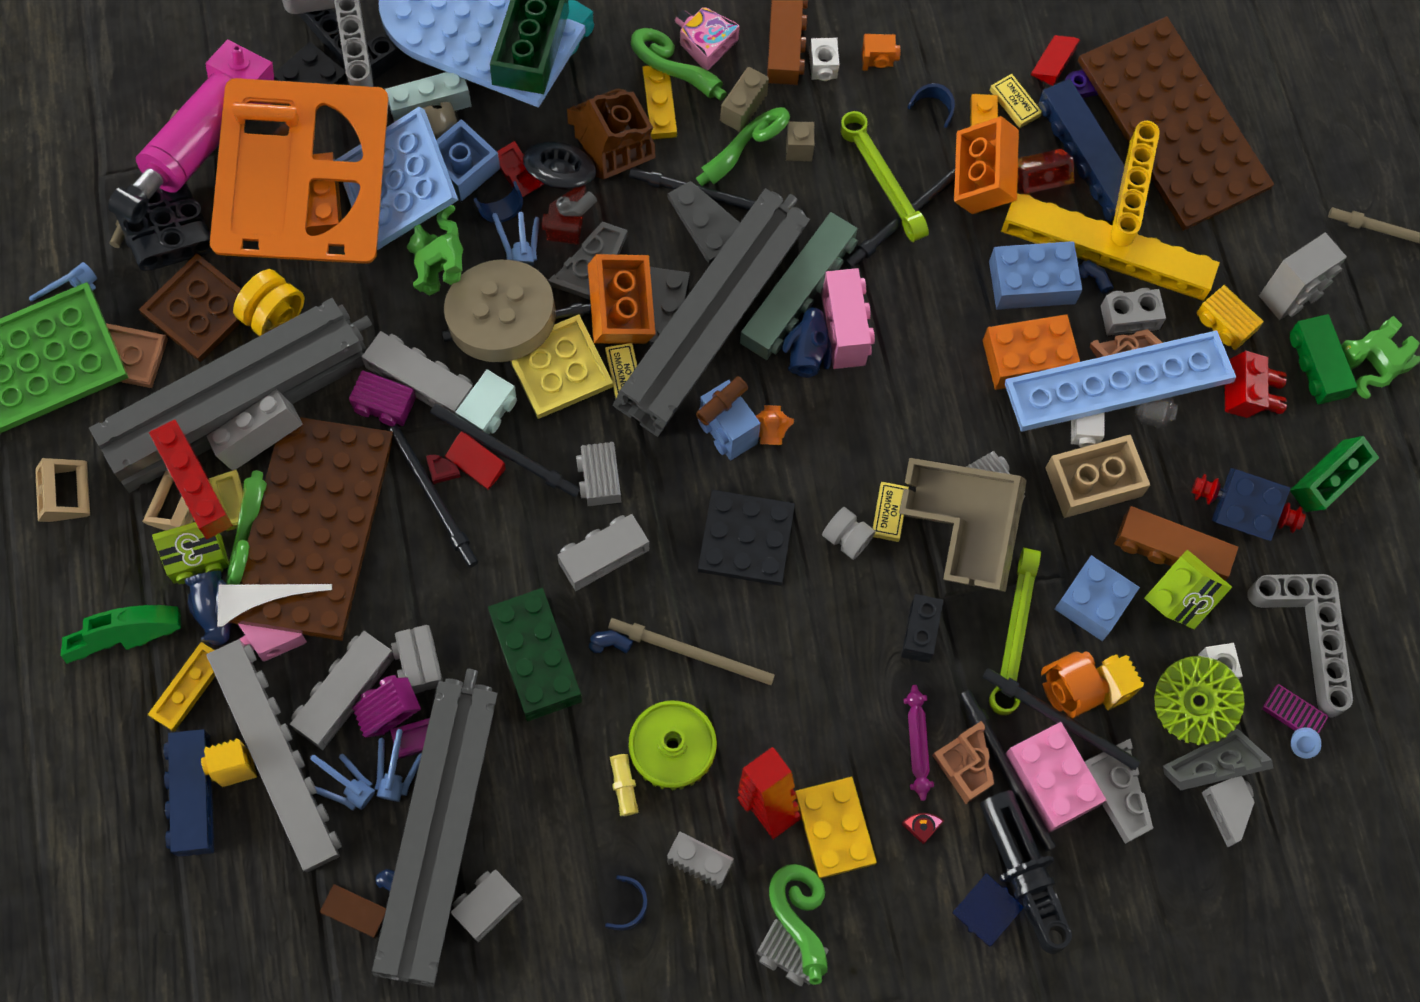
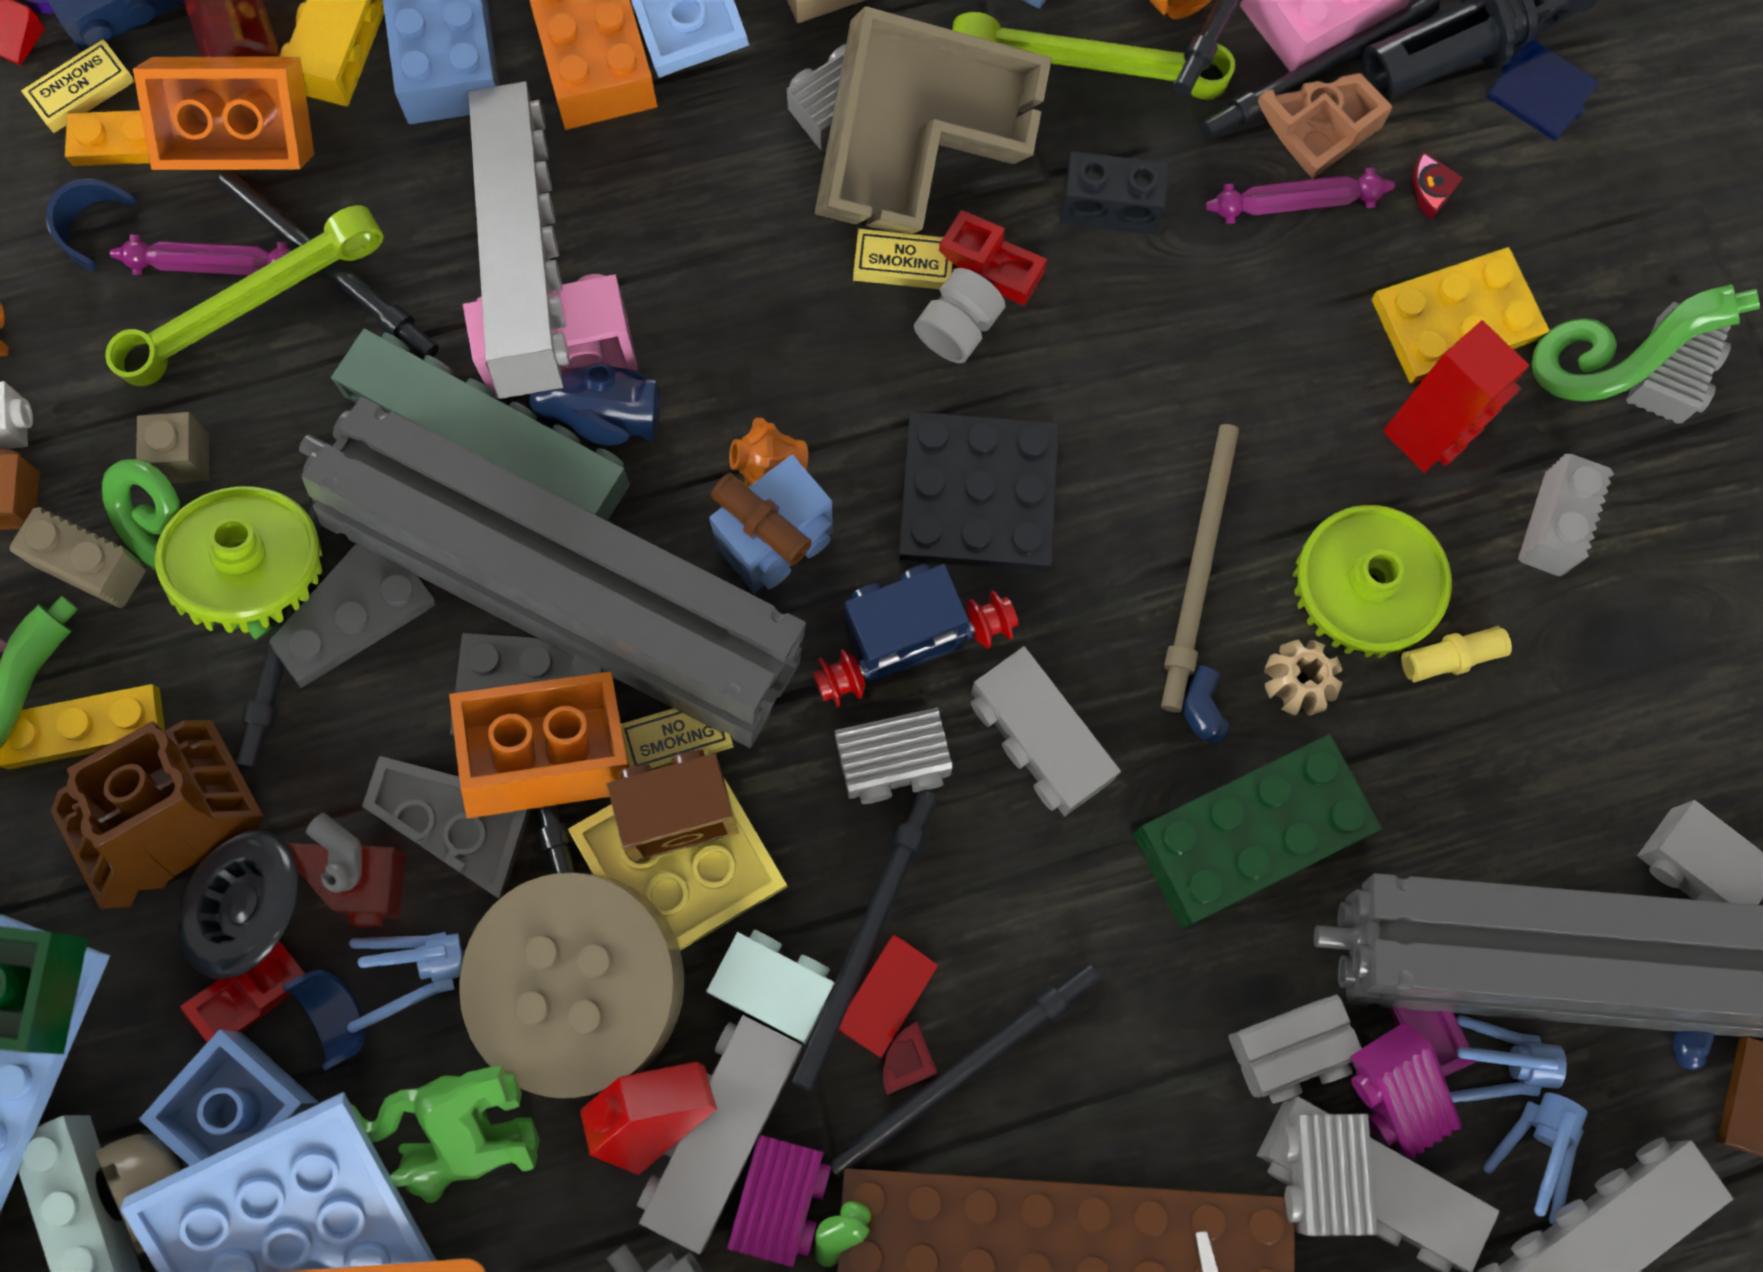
camera: 95 degrees left, 5 degrees up
(348, 652) = (1330, 1174): none -> light grey brick
(361, 424) = (841, 1233): none -> bright green arm
(430, 337) = (646, 1114): none -> red slope
(579, 354) = (672, 805): none -> reddish brown brick
(619, 684) = (1312, 662): none -> tan piece
(635, 922) = (1673, 606): dark blue helmet -> none
(666, 482) = (908, 626): none -> dark blue brick
(734, 166) = (238, 557): none -> lime wheel
(886, 558) = (981, 248): none -> red slope
(896, 294) = (516, 243): none -> light grey brick
(910, 157) = (196, 257): none -> magenta wheel

